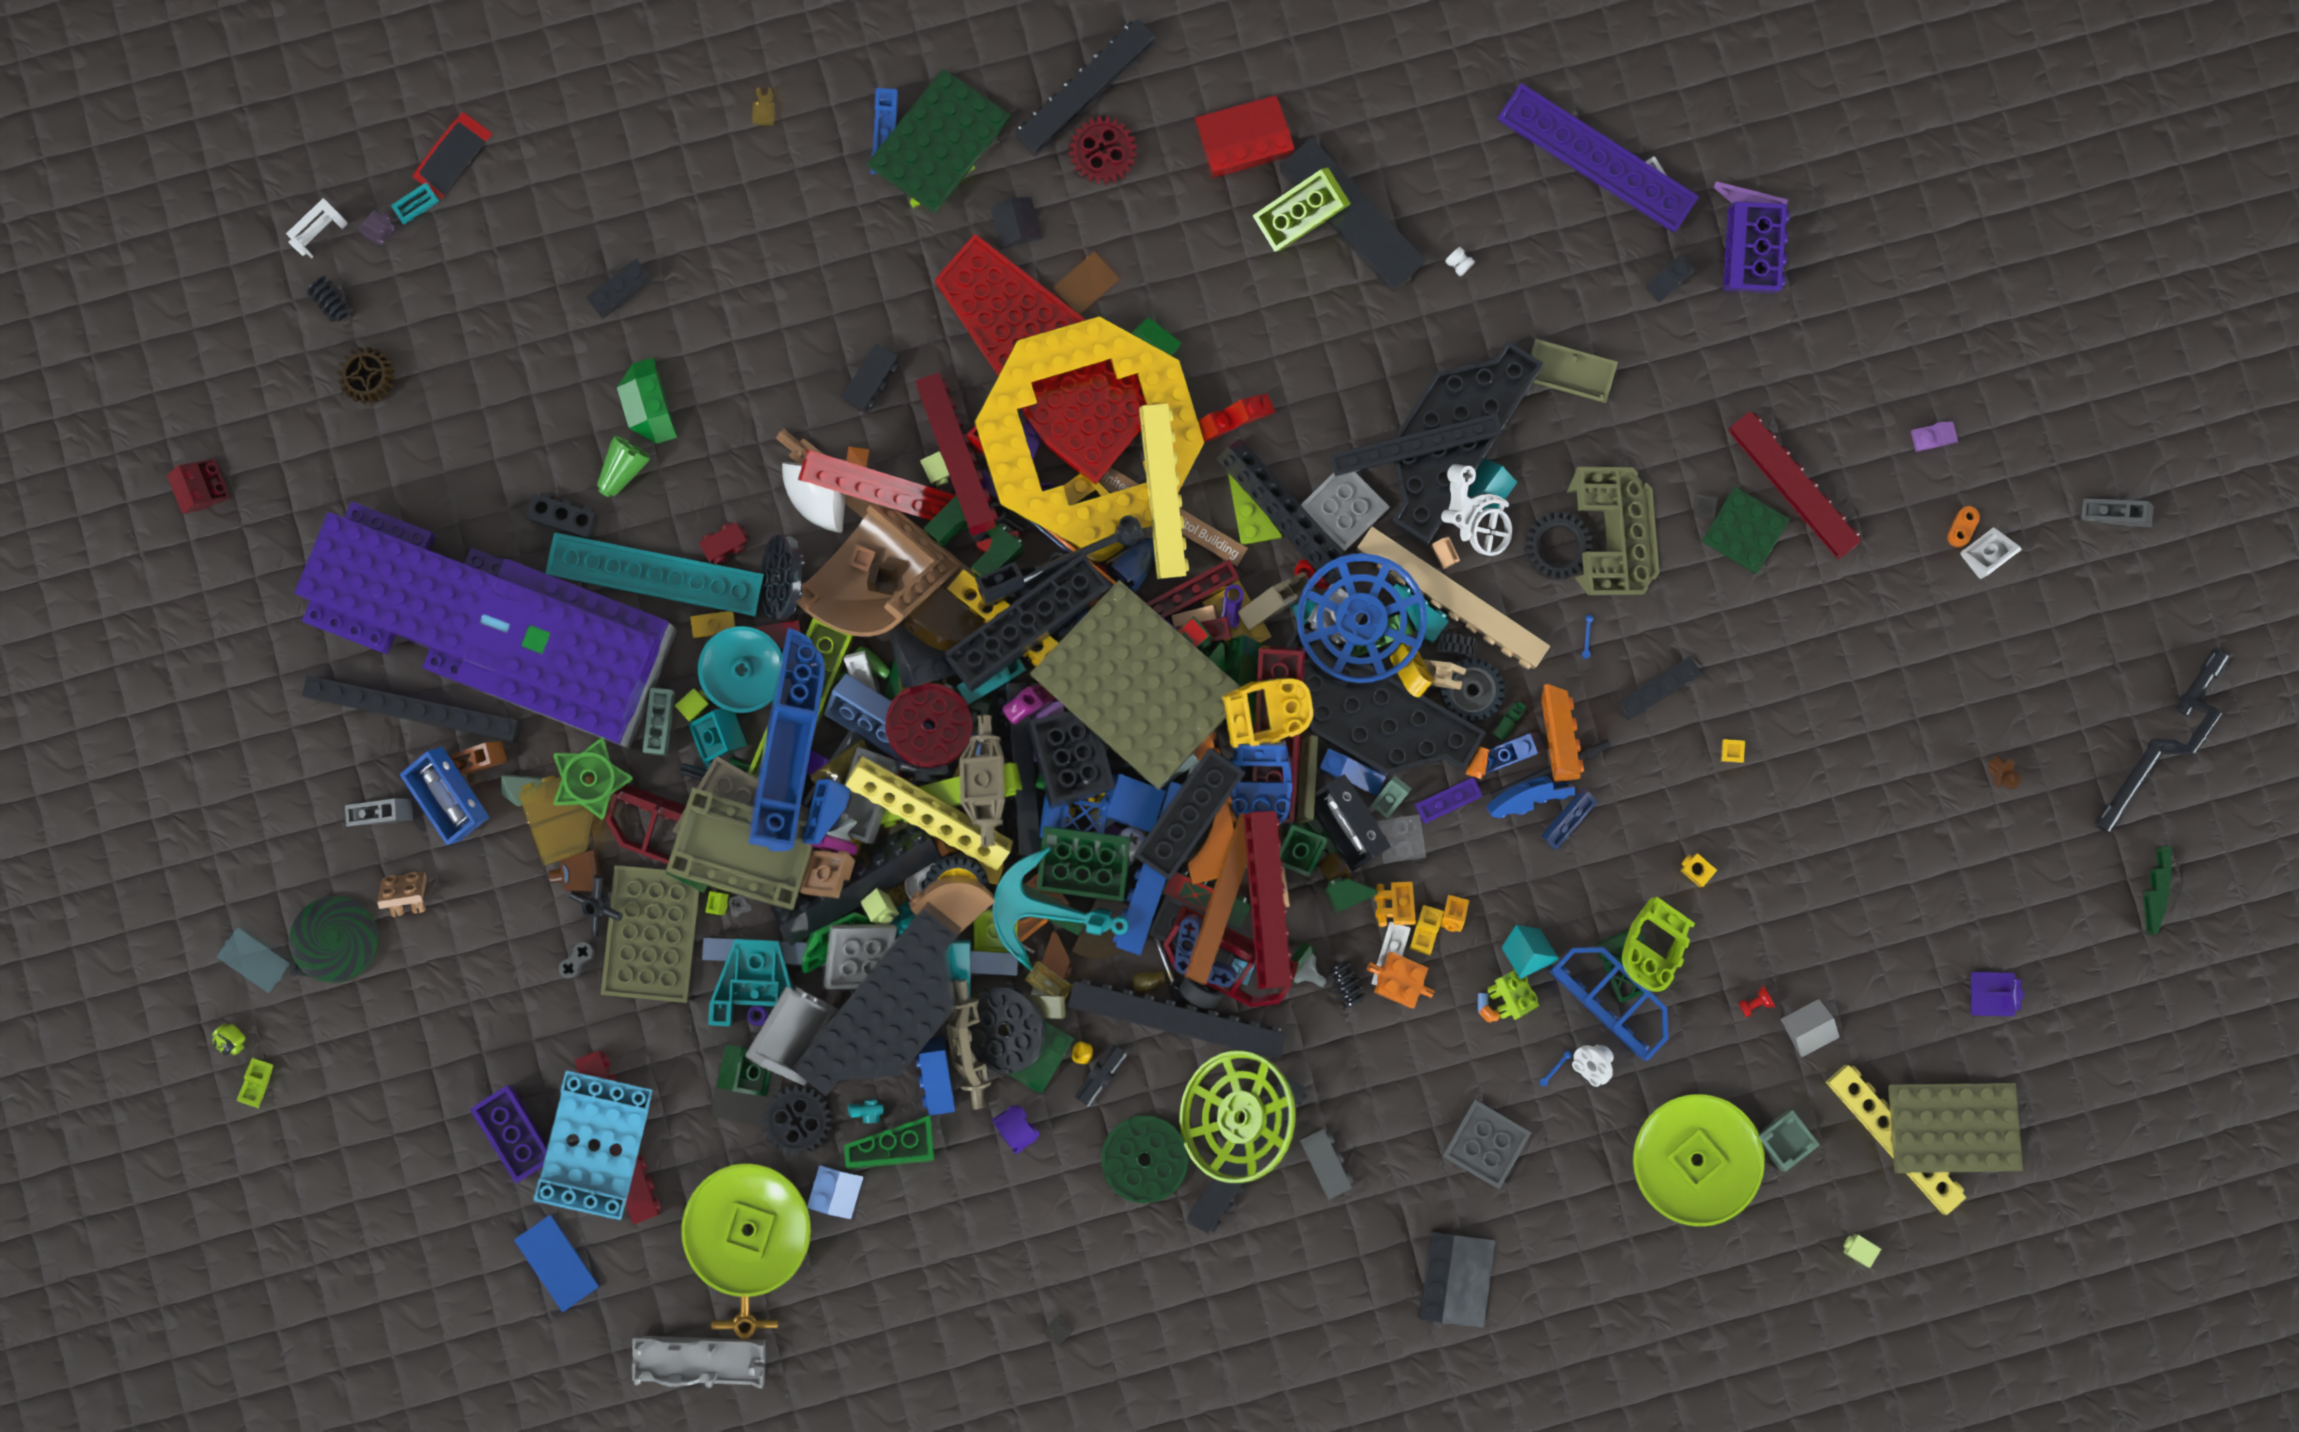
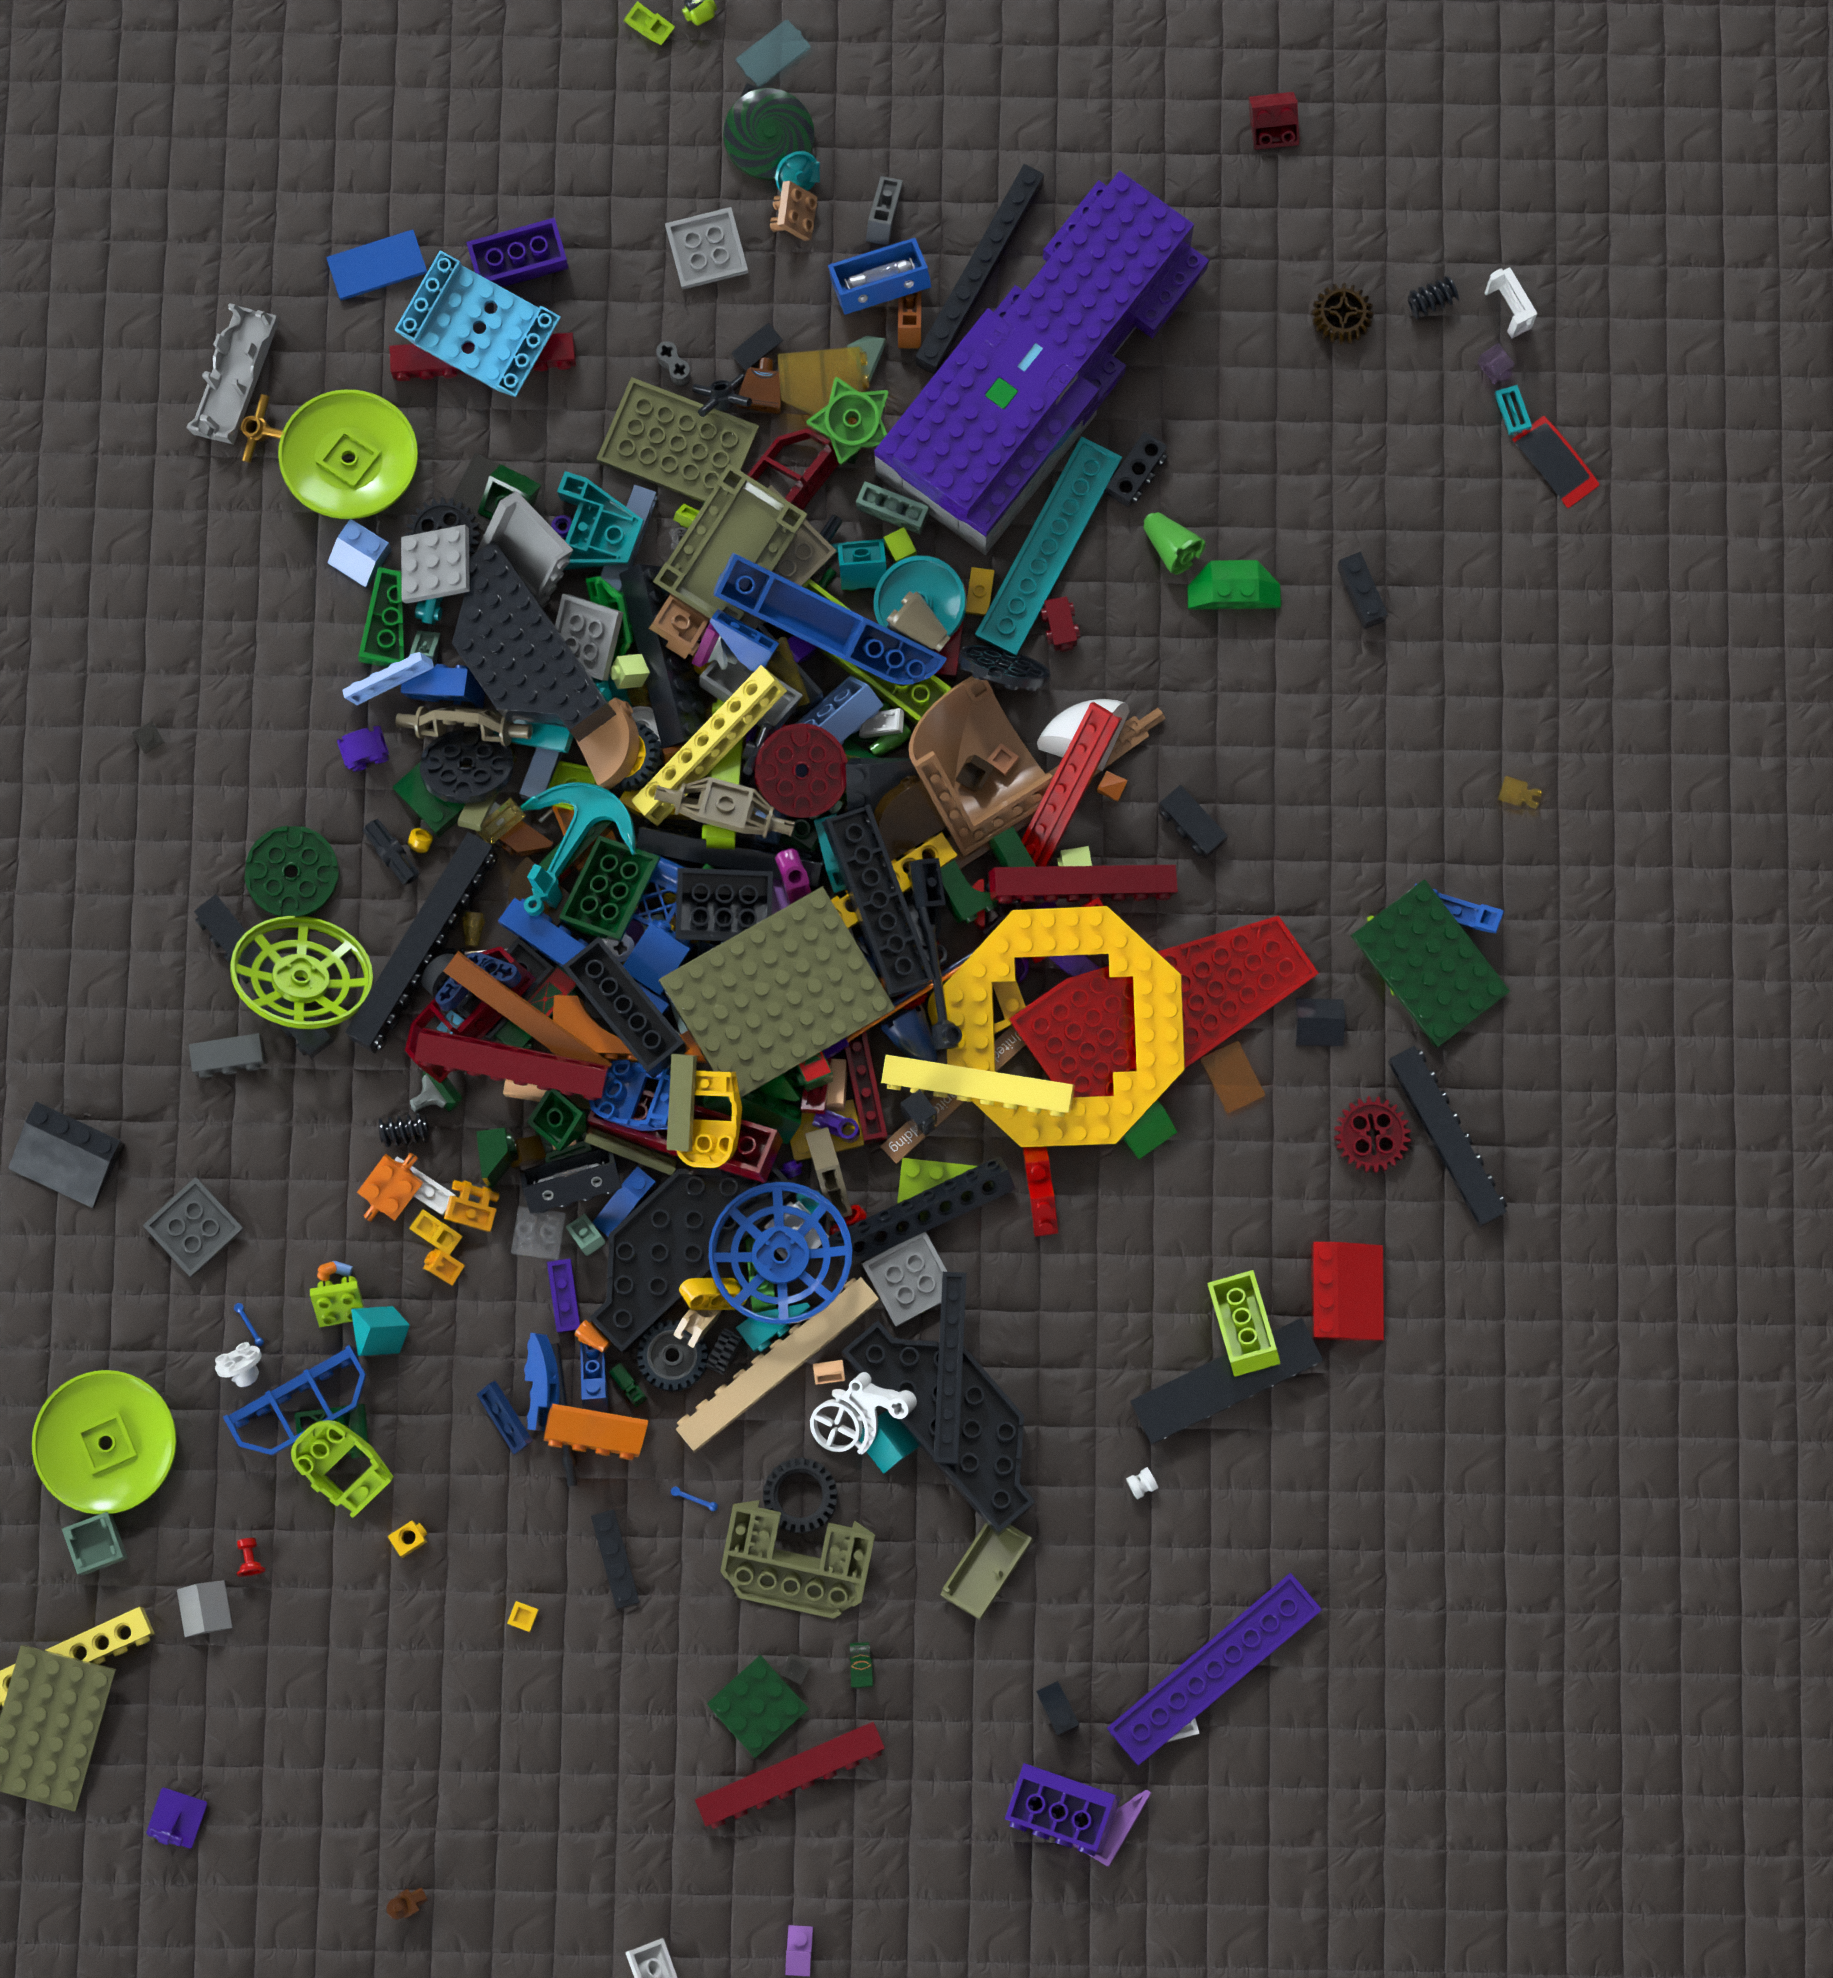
camera: 110 degrees right, 5 degrees down
(362, 901) = (798, 168): none -> teal piece
(458, 963) = (706, 248): none -> light grey plate
(540, 889) = (757, 346): none -> black slope
(763, 662) = (918, 623): none -> dark tan cone
(828, 1115) = (435, 564): none -> light grey plate
(905, 1103) = (427, 644): none -> sand green slope
(949, 1130) = (388, 678): none -> light blue plate
(1203, 534) = (919, 1113): none -> black brick
(1261, 736) = (681, 1102): none -> olive tile
(1279, 636) = (791, 1168): none -> dark purple plate
(1686, 452) = (861, 1665): none -> dark green leg
(1963, 525) = (690, 1950): orange plate -> none

